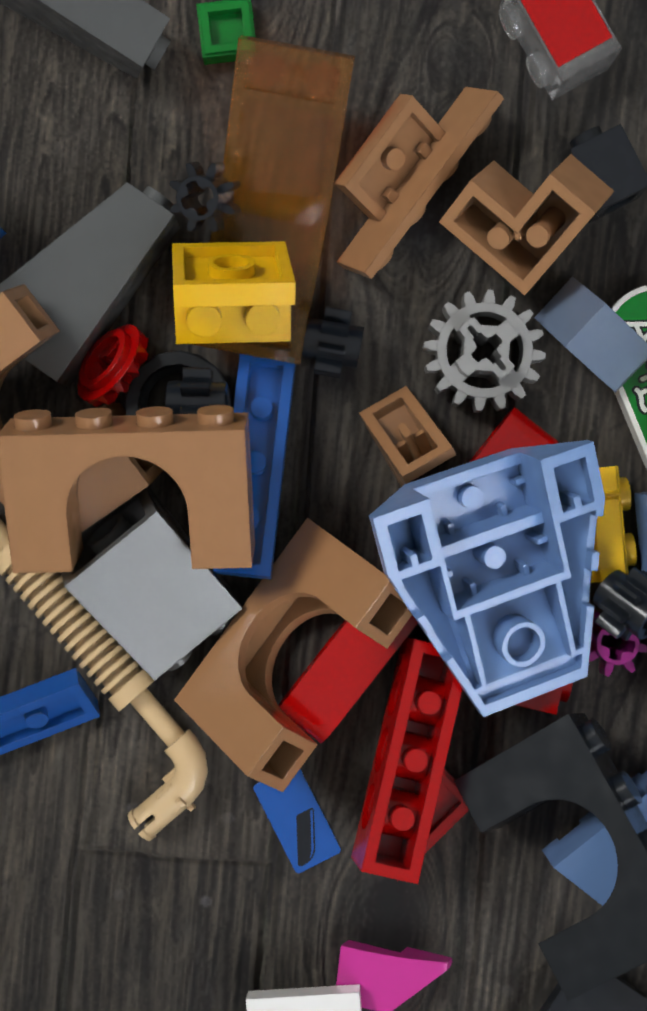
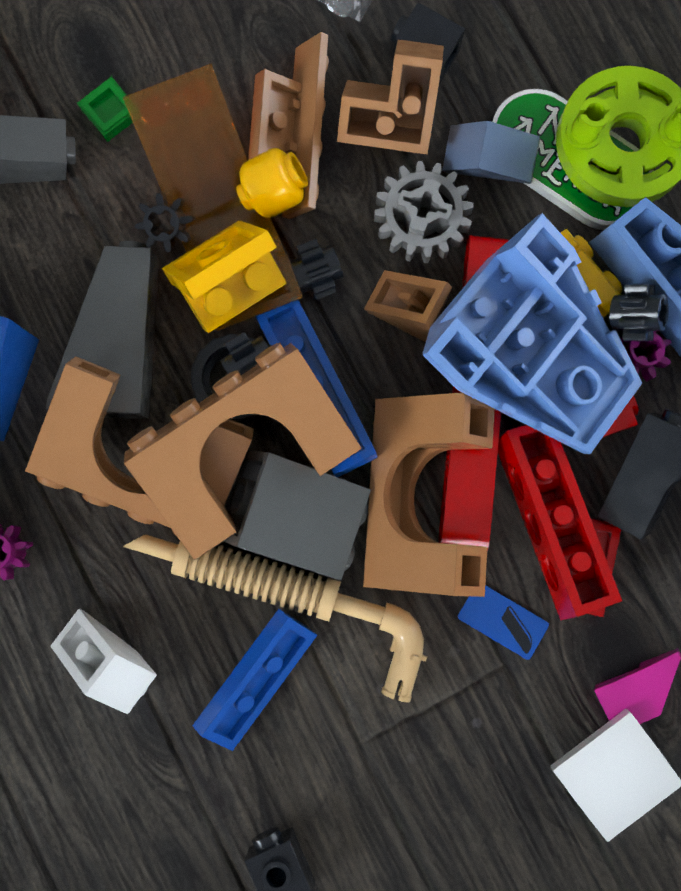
camera: 30 degrees left, 5 degrees down
(112, 365) = (171, 378): red gear -> none
(342, 224) = (271, 182): none -> yellow head

